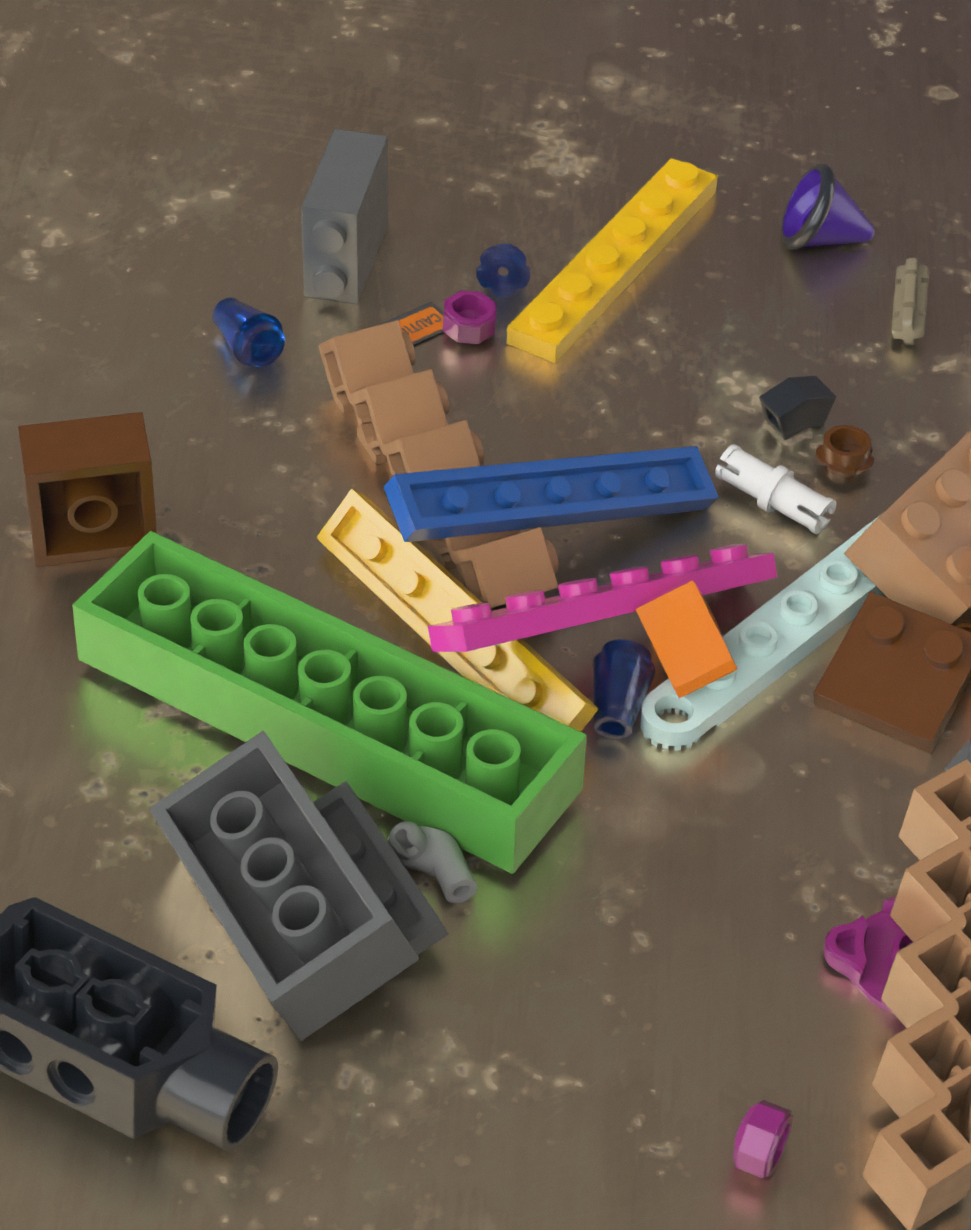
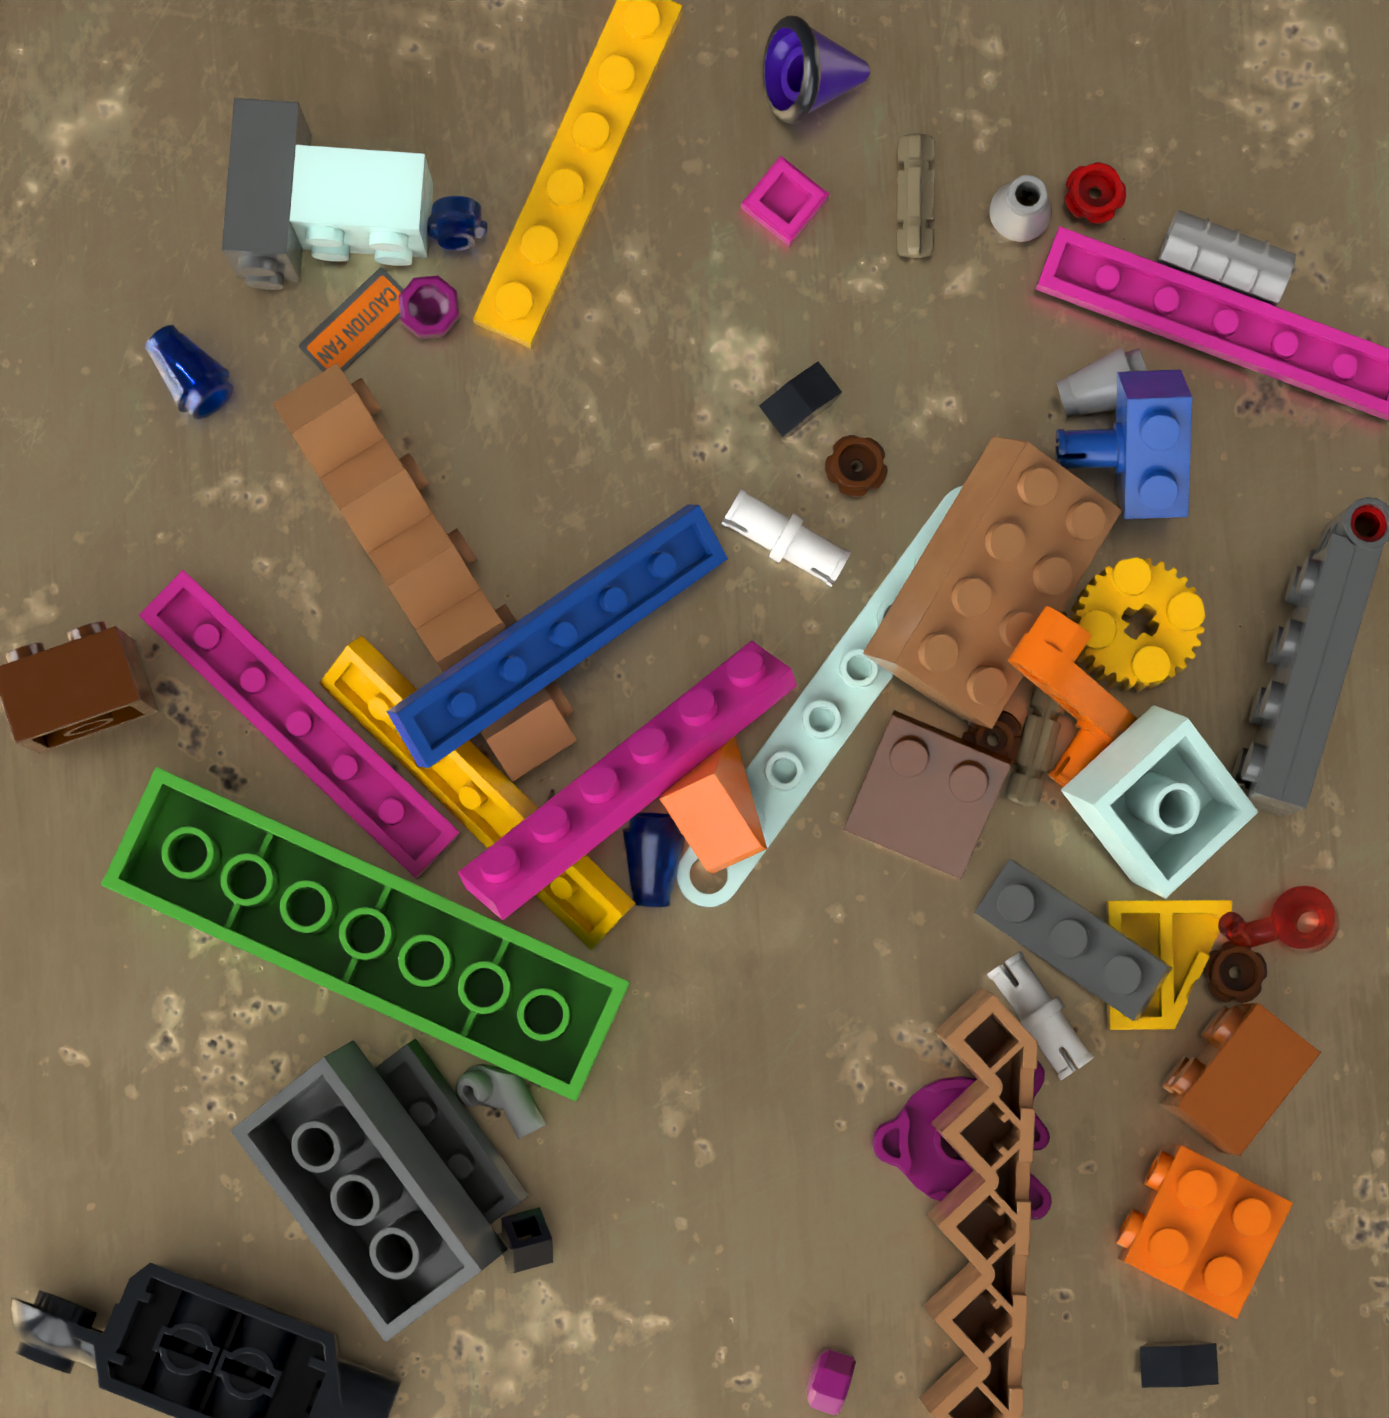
camera: 10 degrees left, 40 degrees up
(281, 546) = (299, 724): none -> dark pink plate
(425, 228) = (361, 203): none -> light aqua brick
(440, 973) = (527, 1252): none -> black piece
(793, 296) = (785, 201): none -> dark pink tile

